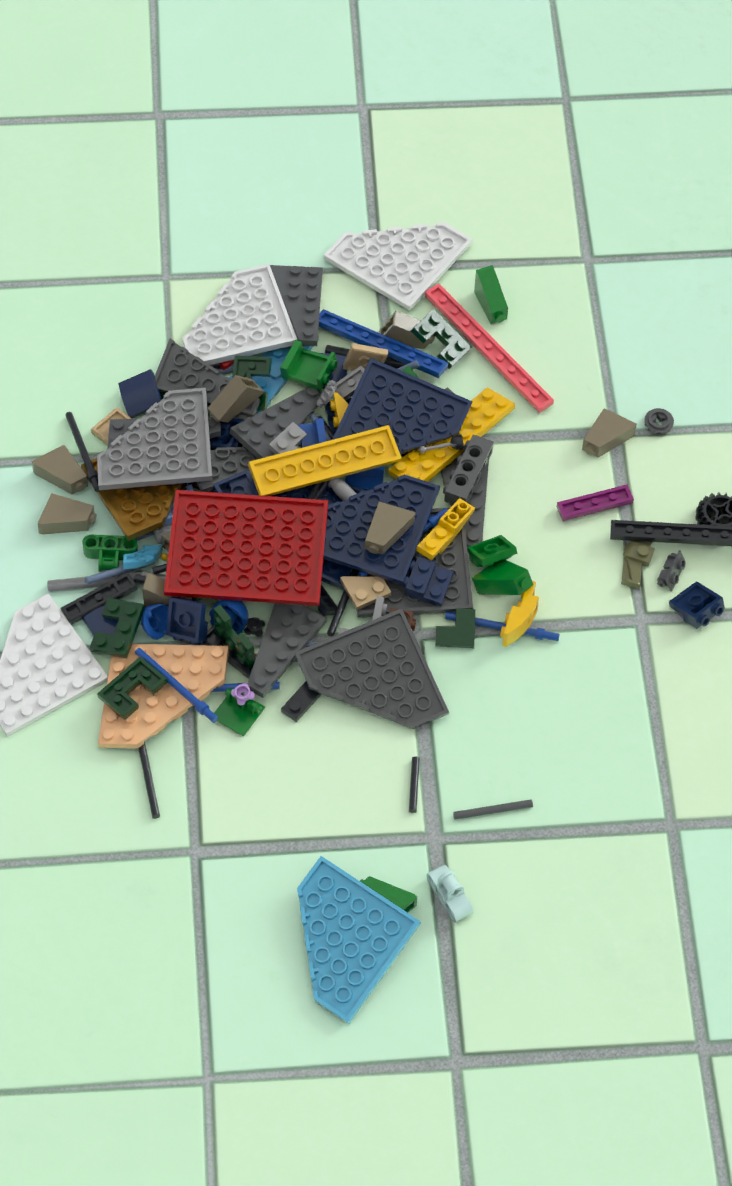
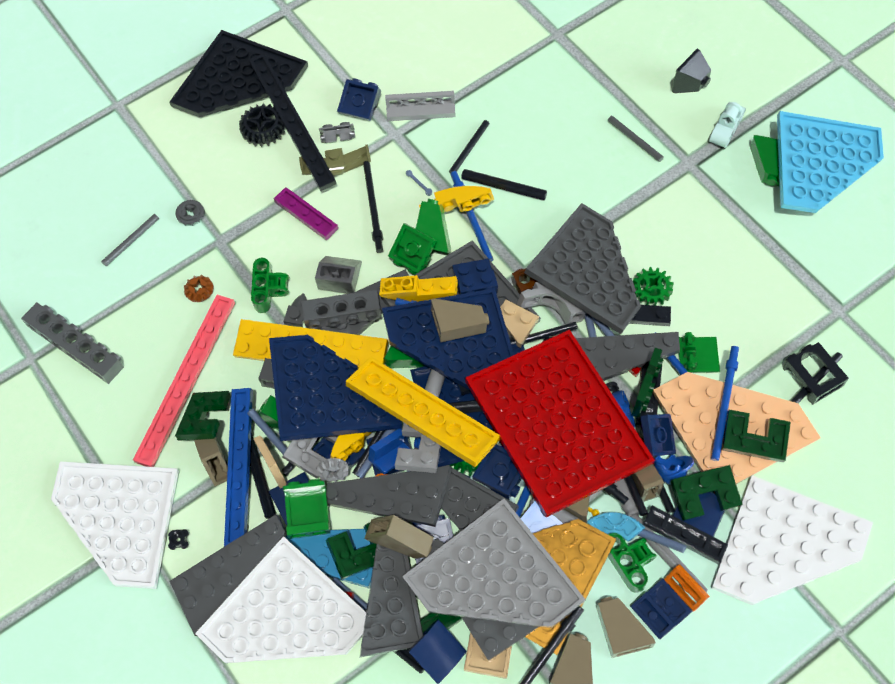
camera: 115 degrees left, 5 degrees up
(60, 552) = (661, 609): none -> dark blue slope
(60, 574) = (688, 585): none -> orange tile
(171, 791) = (816, 392): none -> black panel
(242, 688) = (693, 342): lavender plate -> none
(318, 720) = (652, 285): none -> green gear
(352, 282) = (174, 535): none -> black plate
(414, 784) = (670, 191): black bar -> none
(456, 443) = (321, 328): hinge -> none
(462, 634) = (501, 236): dark green tile -> none
(490, 294) = (125, 404): green slope -> none
(501, 454) = (294, 312): none -> dark grey plate
(511, 492) = (337, 274): none -> flat silver slope
(517, 670) = (504, 184): none -> black axle
(527, 897) = (692, 74): none -> slope
(533, 544) = (377, 235): none -> black bar
(535, 444) = (273, 284): none -> green piece
(553, 610) = (428, 191): none -> sand blue hinge
(574, 400) = (202, 293): none -> dark orange gear
(578, 287) = (106, 370): none -> dark grey brick
(581, 668) = (469, 146): none -> black bar
(607, 433) = (228, 239): dark tan slope -> none
(653, 651) = (420, 108): none -> light grey fence
(661, 370) = (128, 241): none -> bar

